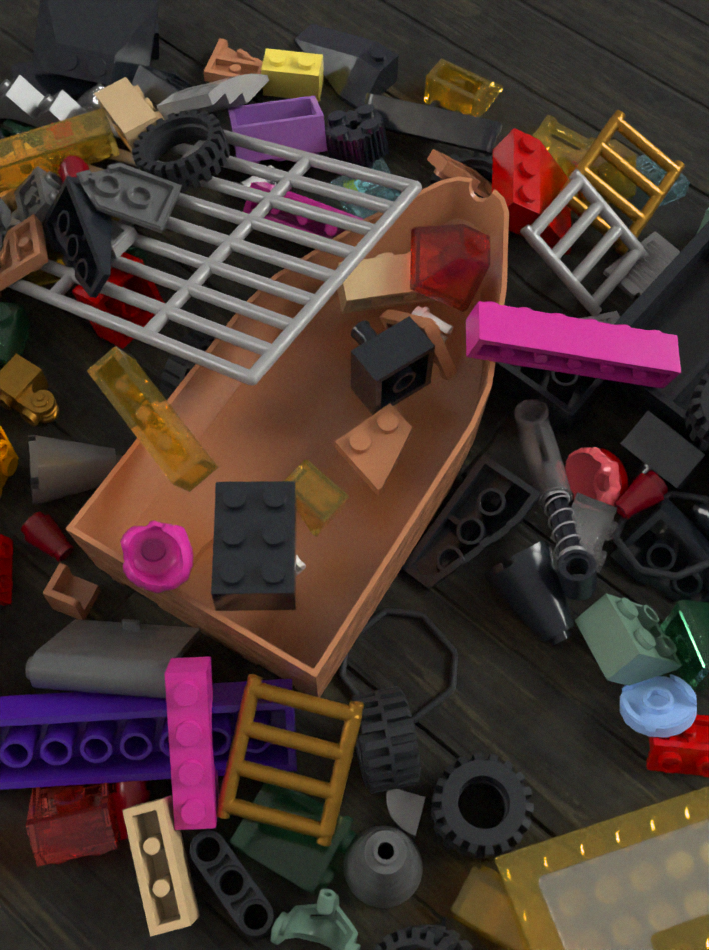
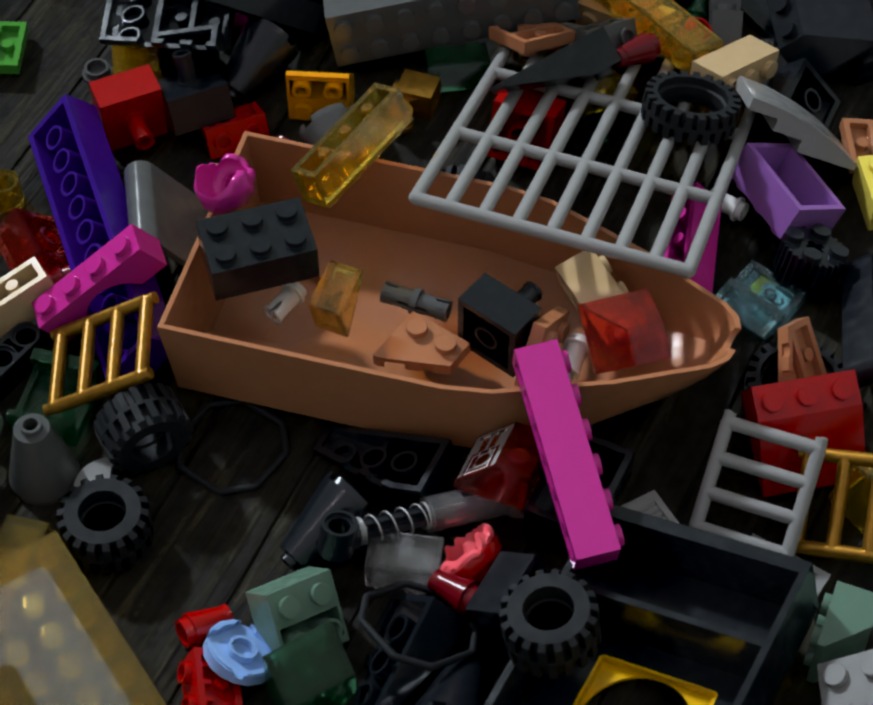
camera: 75 degrees right, 10 degrees down
(121, 238) = (567, 94): light grey tile -> none
(131, 195) = (609, 82): dark grey tile -> none
(323, 435) = (416, 301): none -> dark grey pin
(524, 415) = (502, 466): none -> clear red slope
(615, 737) = (195, 625): none -> red cone

